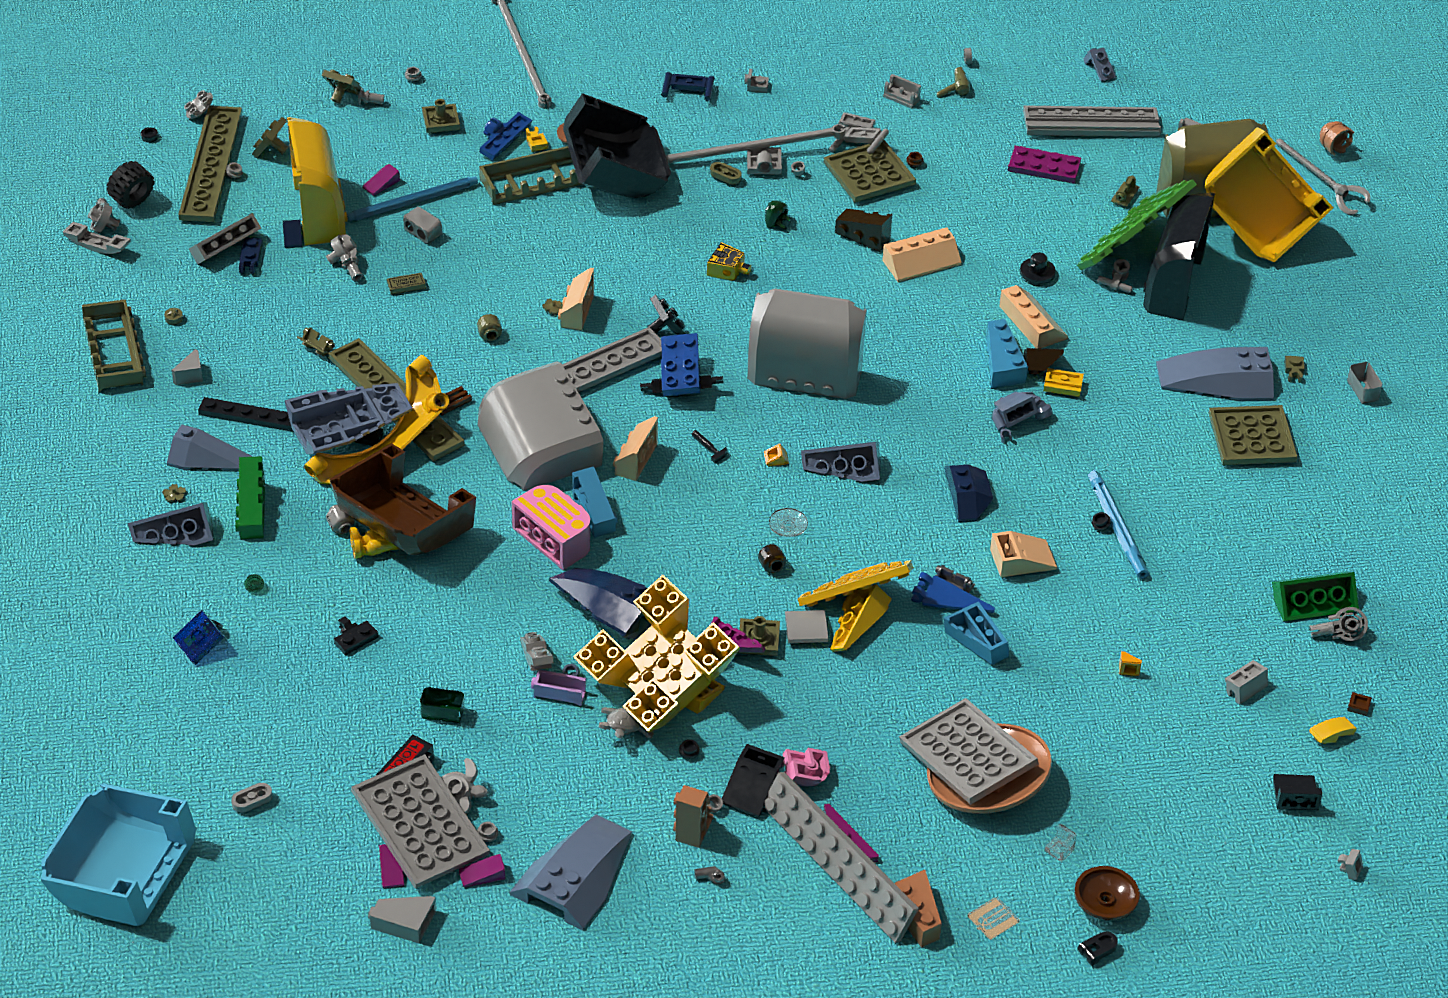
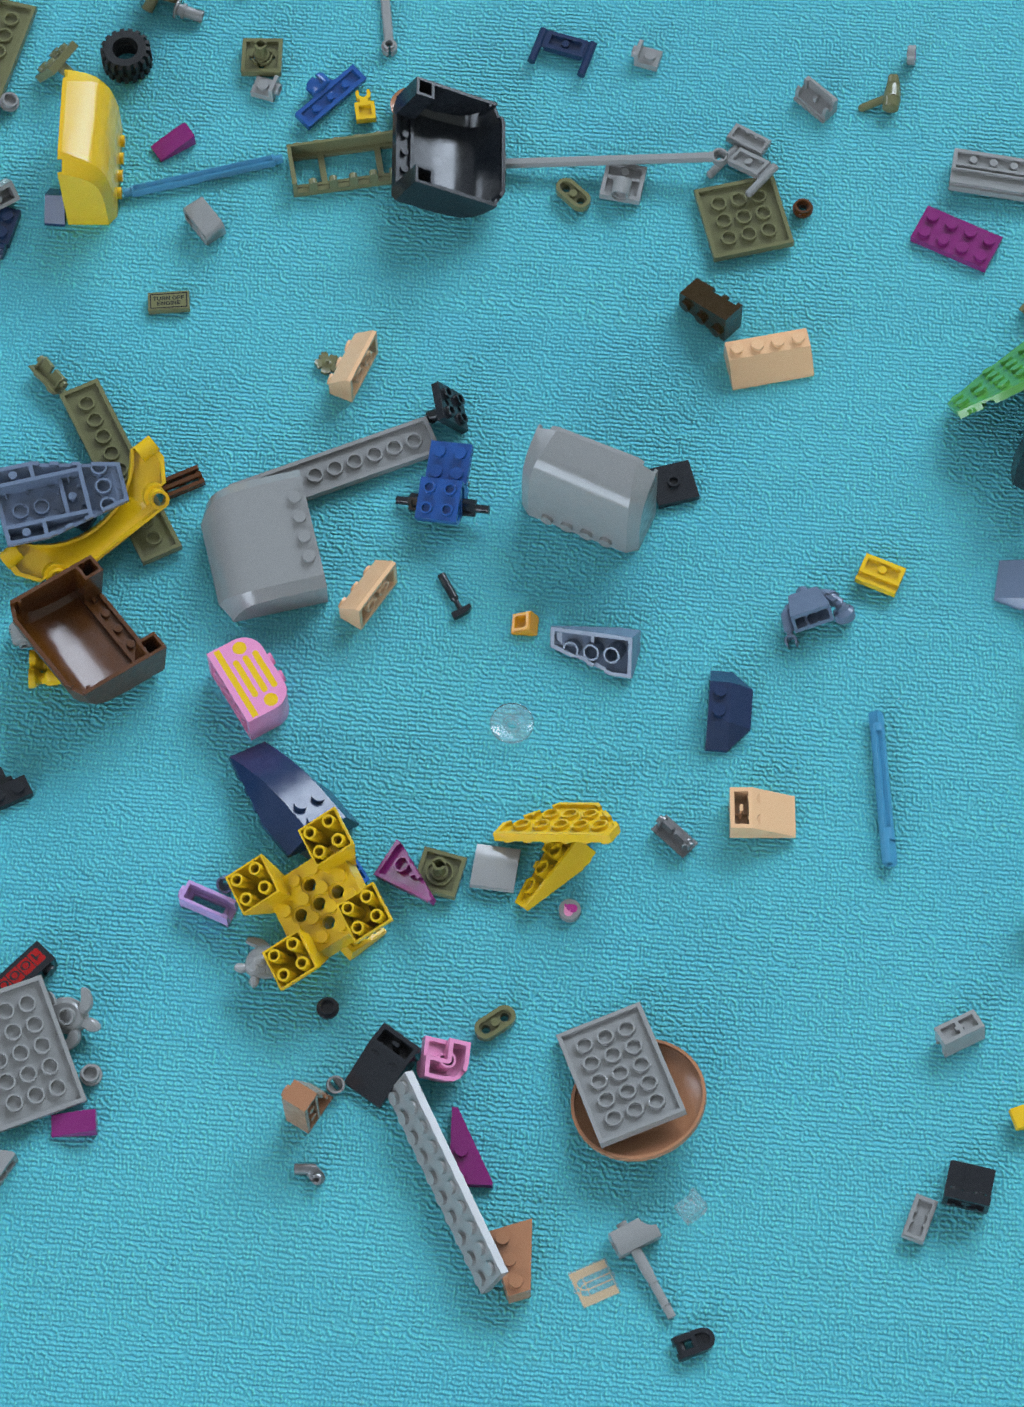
camera: 15 degrees right, 20 degrees up
(334, 122) = (122, 43): none -> black tyre
(345, 250) = (107, 249): light grey pin -> none
(434, 701) = (70, 891): dark green piece -> none
(450, 138) = (266, 88): none -> light grey bracket
(489, 327) = (246, 386): olive head -> none
(536, 652) = (192, 854): light grey slope -> none
(577, 871) = (173, 1140): sand blue wedge -> none
(591, 496) = (302, 662): dark azure wedge -> none
(727, 263) = (539, 334): torso -> none
(772, 558) = (480, 770): dark brown head -> none
(775, 213) = (614, 269): dark green piece -> none
(800, 168) = (663, 198): light grey hinge -> none
(839, 739) = (494, 1023): none -> olive plate
(876, 347) = (675, 484): none -> black plate
(880, 648) = (569, 910): none -> light grey tile
(944, 594) = (662, 855): blue flag -> none
(978, 633) = (679, 914): dark azure wedge -> none
(1004, 355) = (821, 528): dark azure wedge -> none
(1018, 876) = (631, 1239): none -> light grey piece
(1030, 317) = (872, 472): light nougat slope -> none
(1037, 269) = (899, 402): black plate -> none
(1040, 359) = (864, 537): dark brown slope -> none
(1101, 521) = (864, 782): black plate -> none
(1107, 885) = (723, 1268): reddish brown dish -> none
(1119, 275) = (985, 437): light grey piece -> none
(1129, 664) = (835, 986): slope -> none
(1262, 821) = (919, 1219): none -> light grey plate
(1351, 864) = (998, 1293): light grey tile -> none

